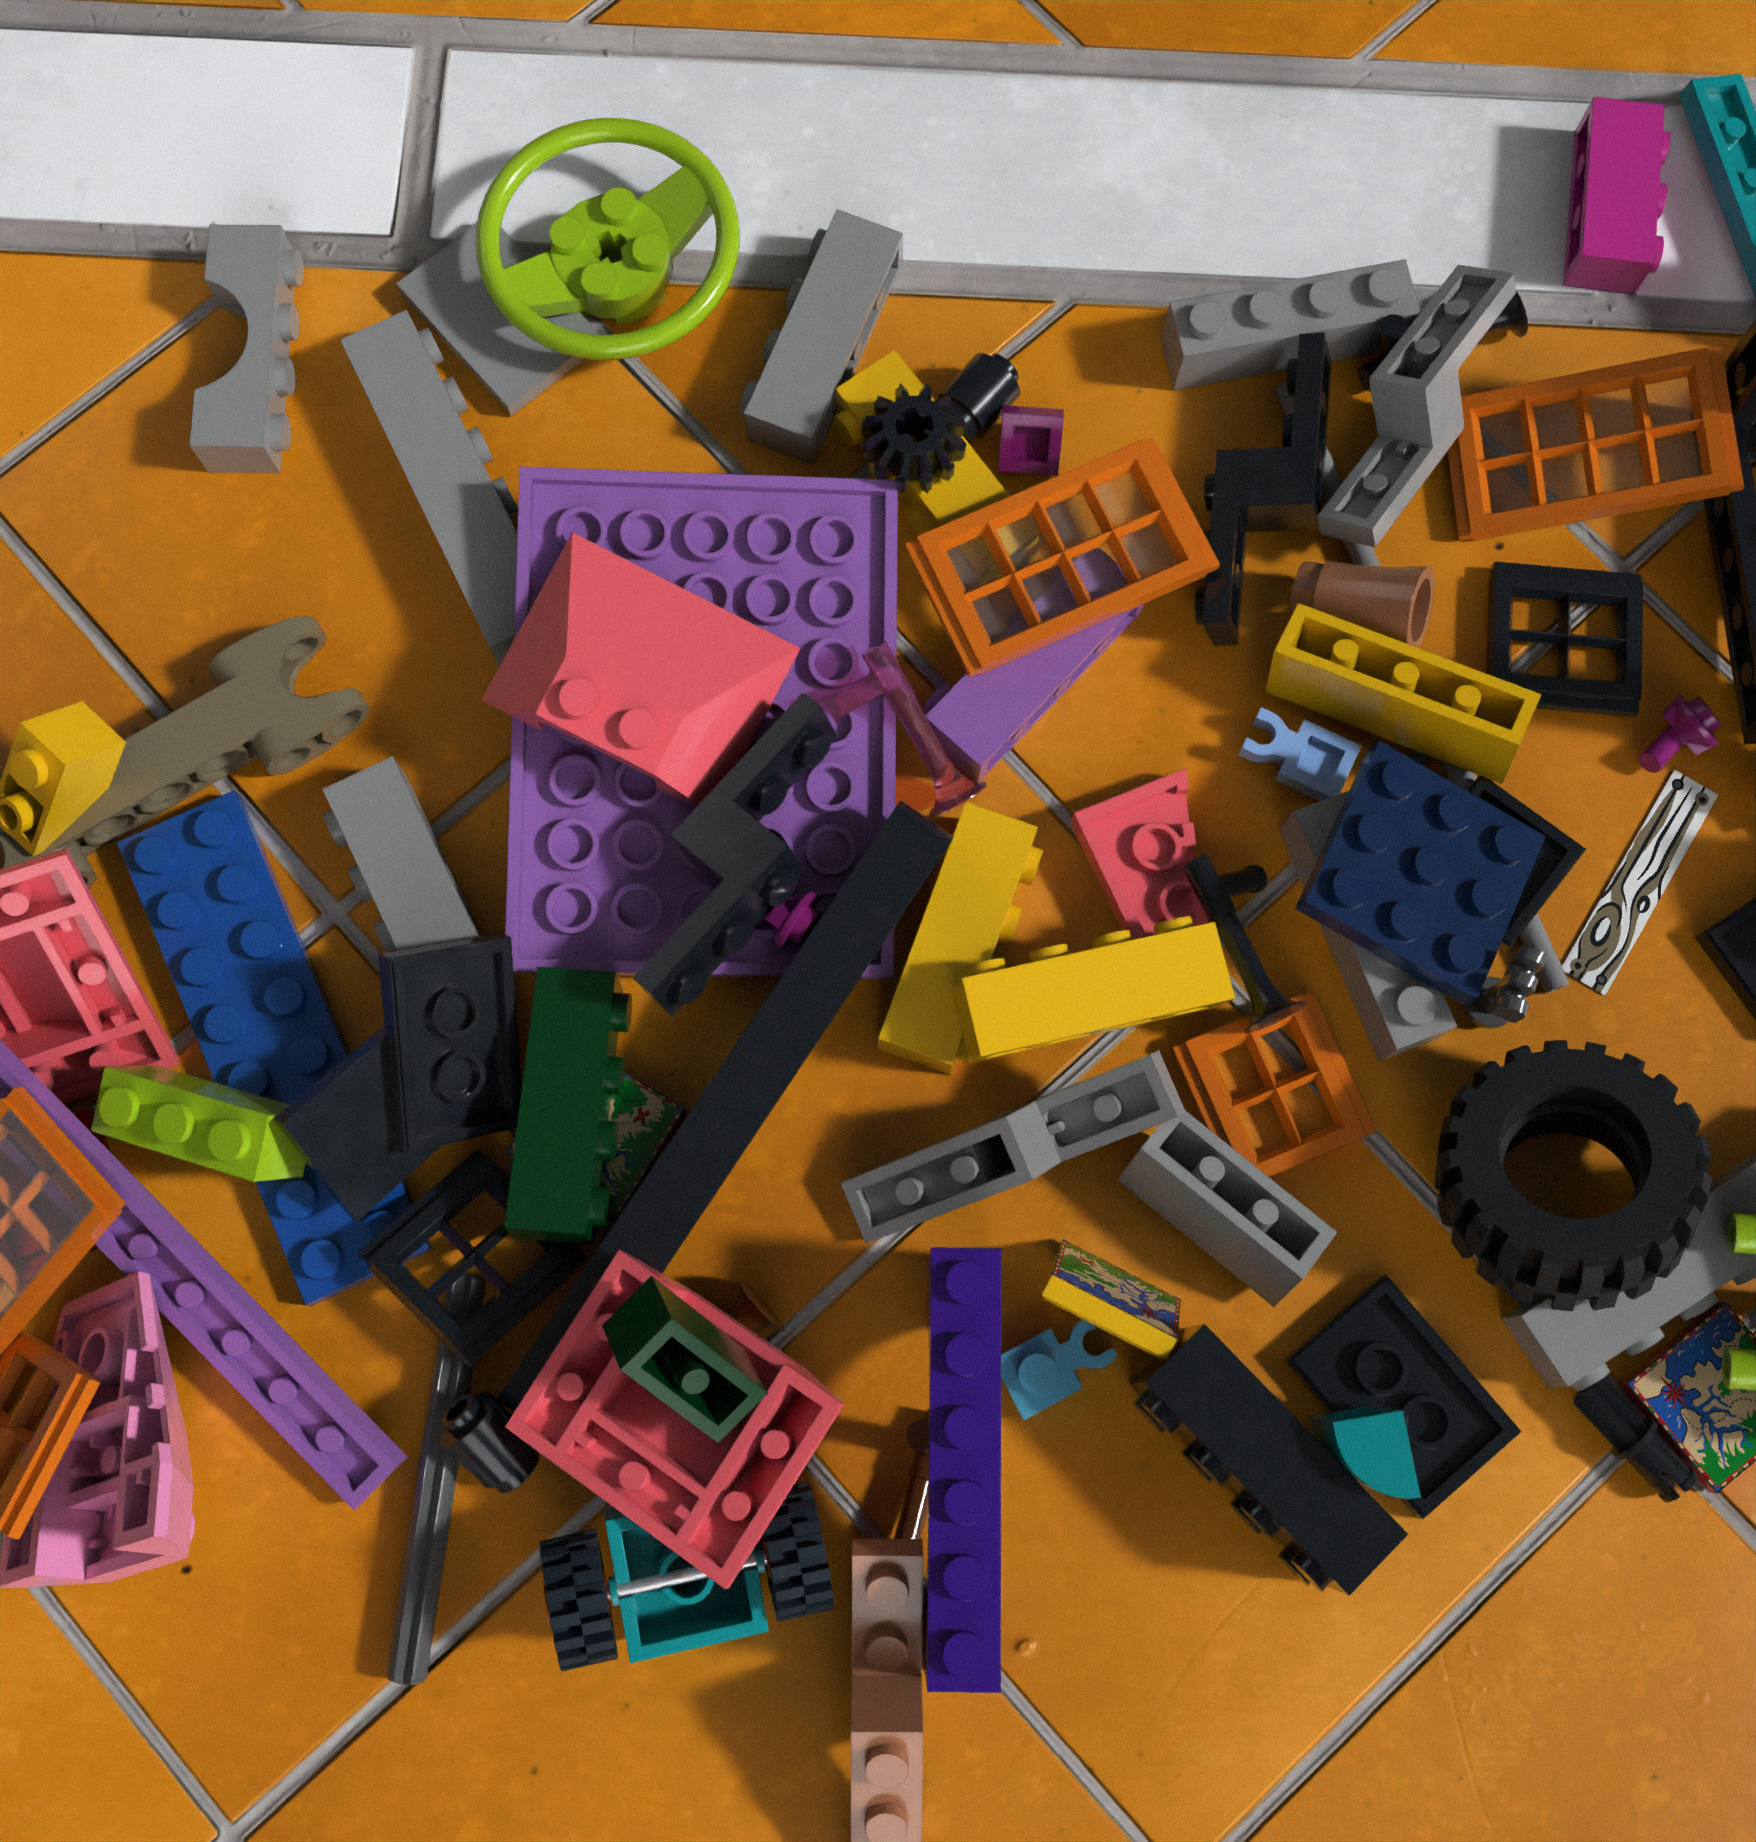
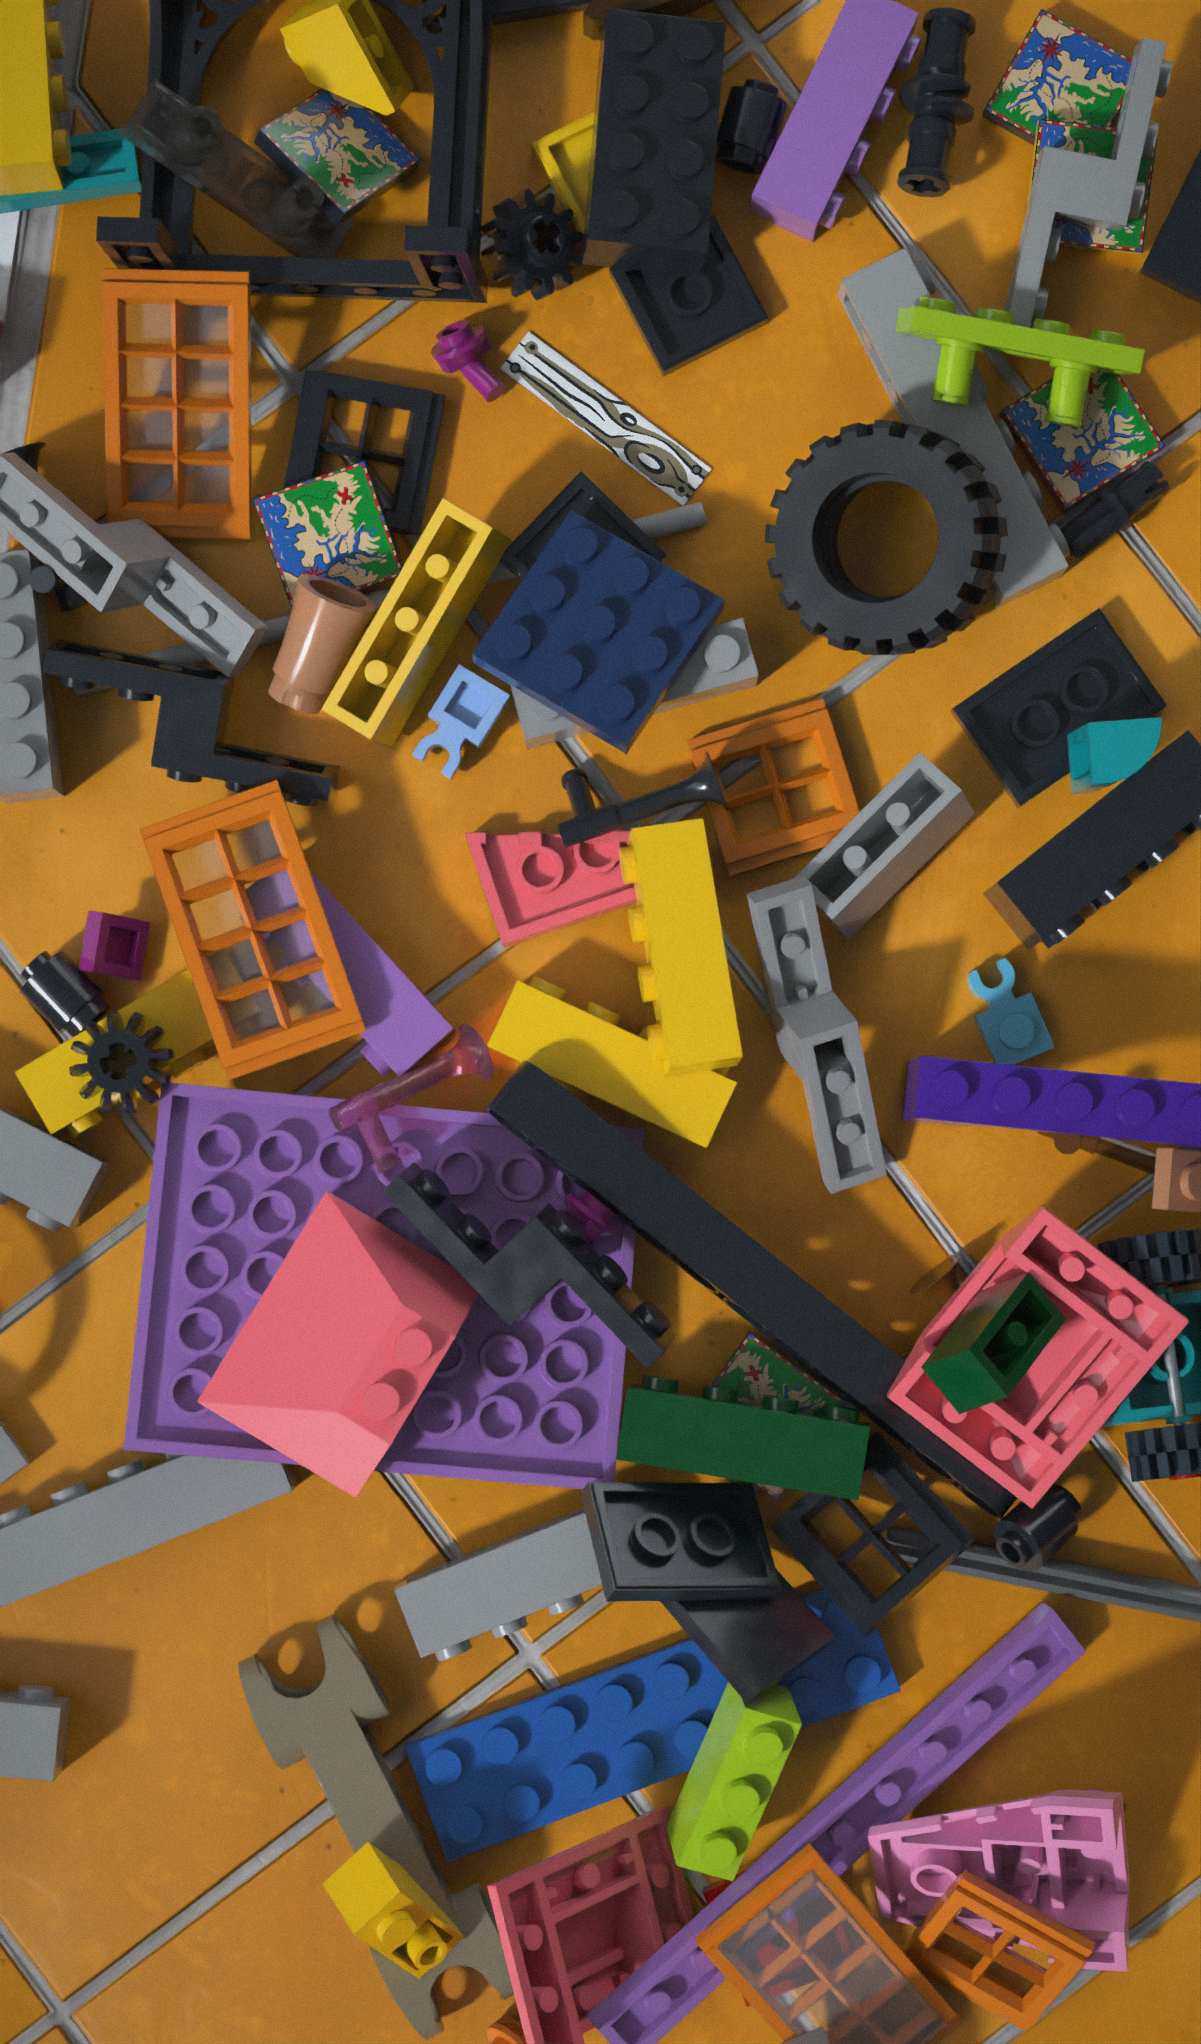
camera: 85 degrees left, 10 degrees up
(1113, 1300) = (960, 958): tile -> none
(1487, 605) = (330, 530): none -> tile
(1505, 998) = (713, 567): dark grey hinge -> none

